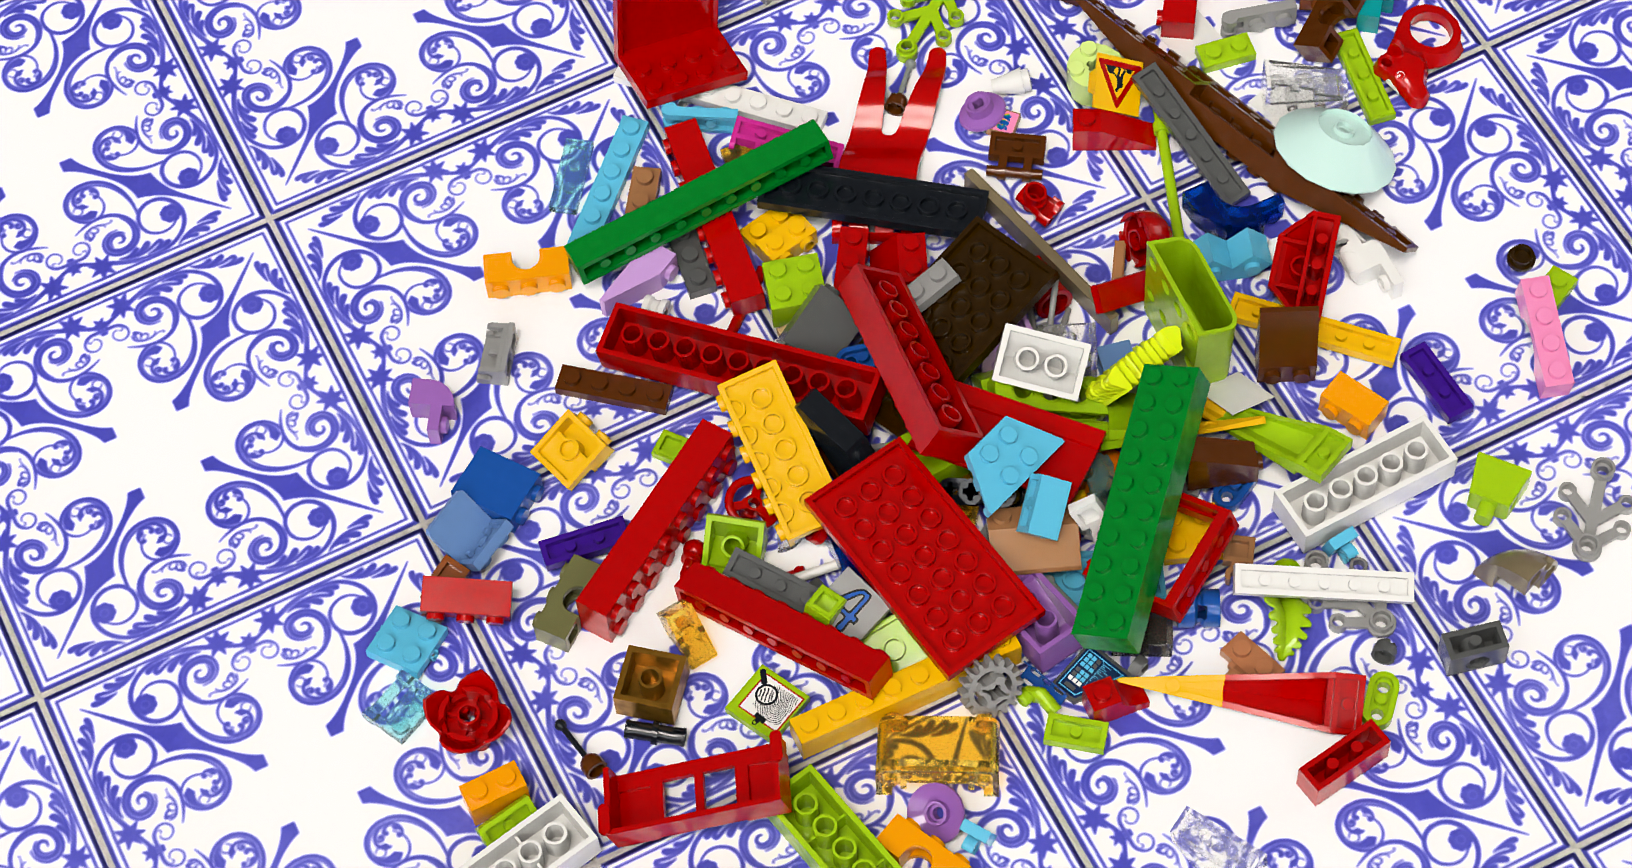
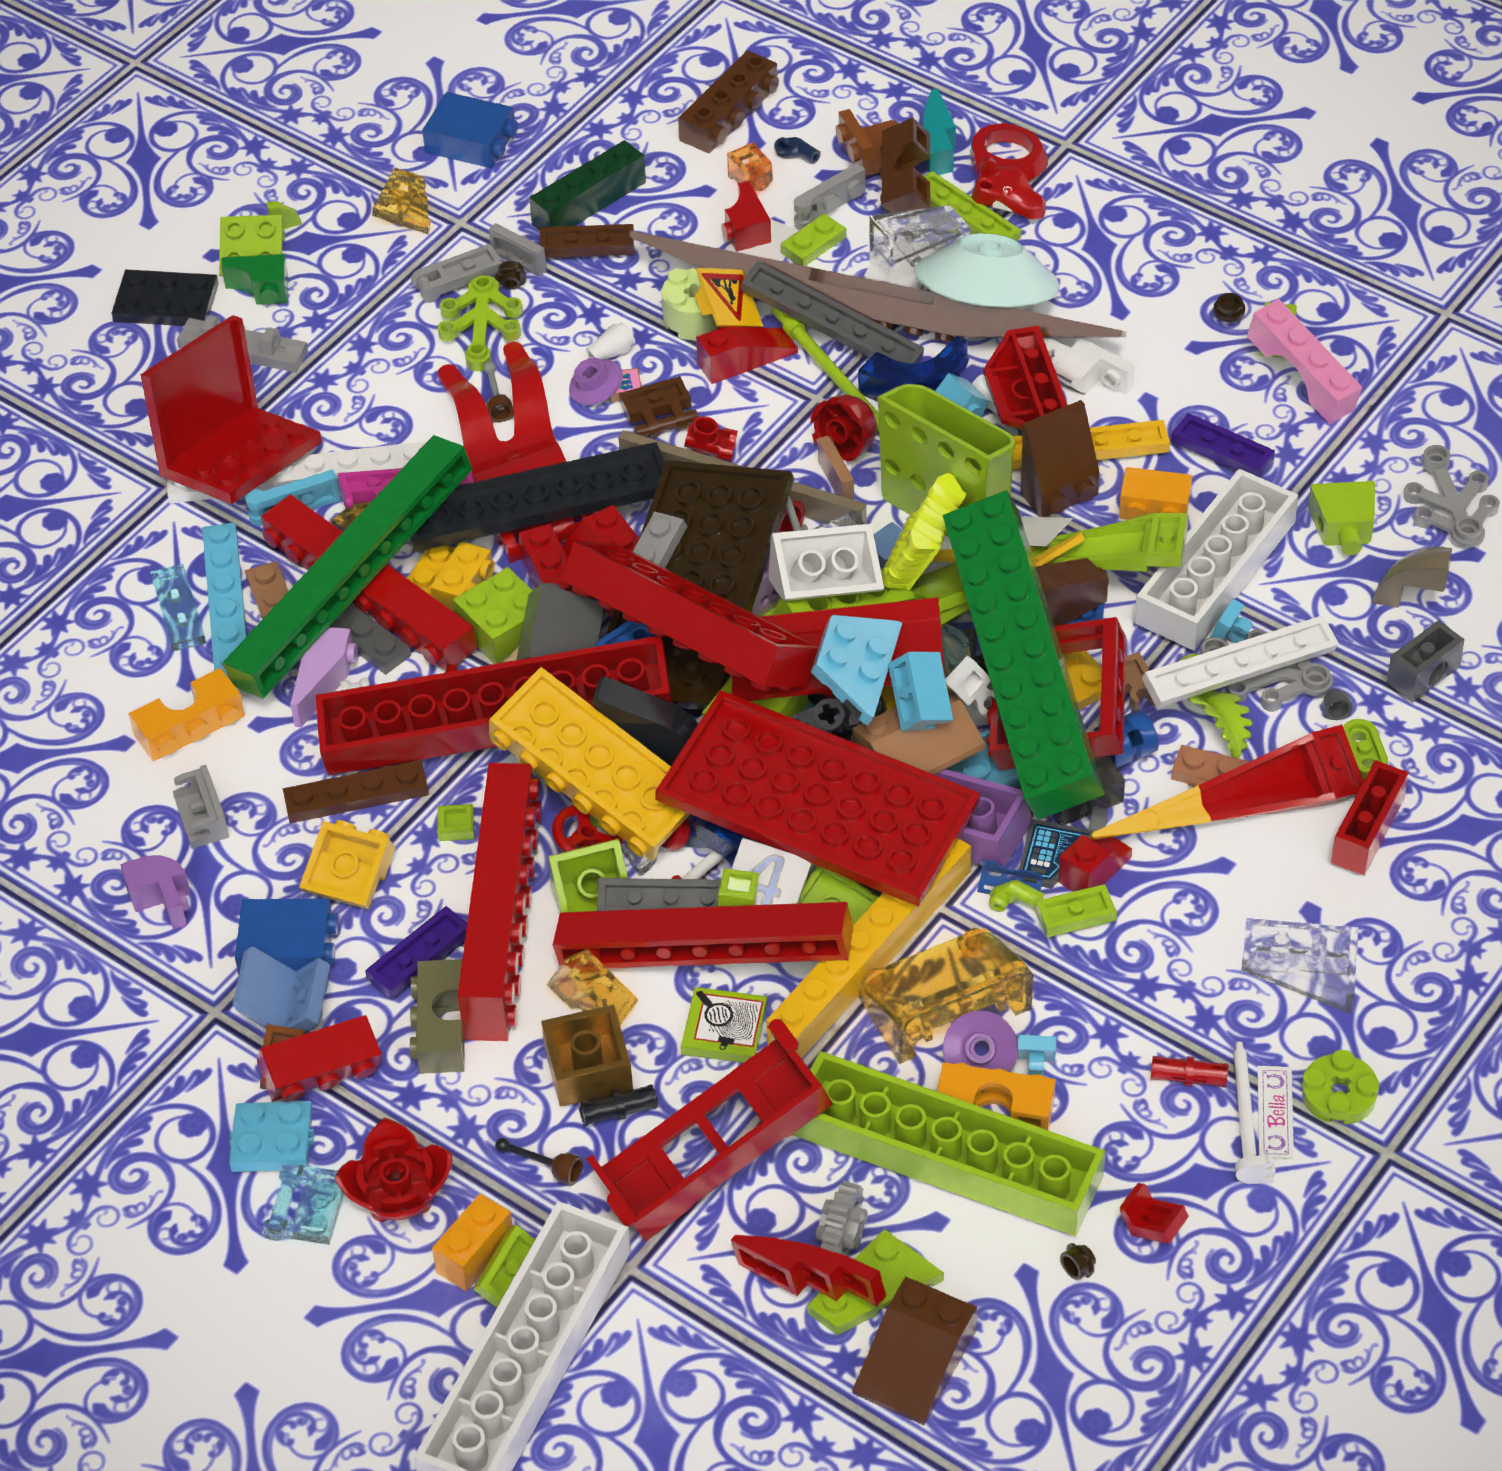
camera: 30 degrees left, 10 degrees down
(691, 552) = (546, 913): red bar -> none
(990, 685) = (961, 897): light grey gear -> none
(1119, 292) = (857, 479): red tile -> none

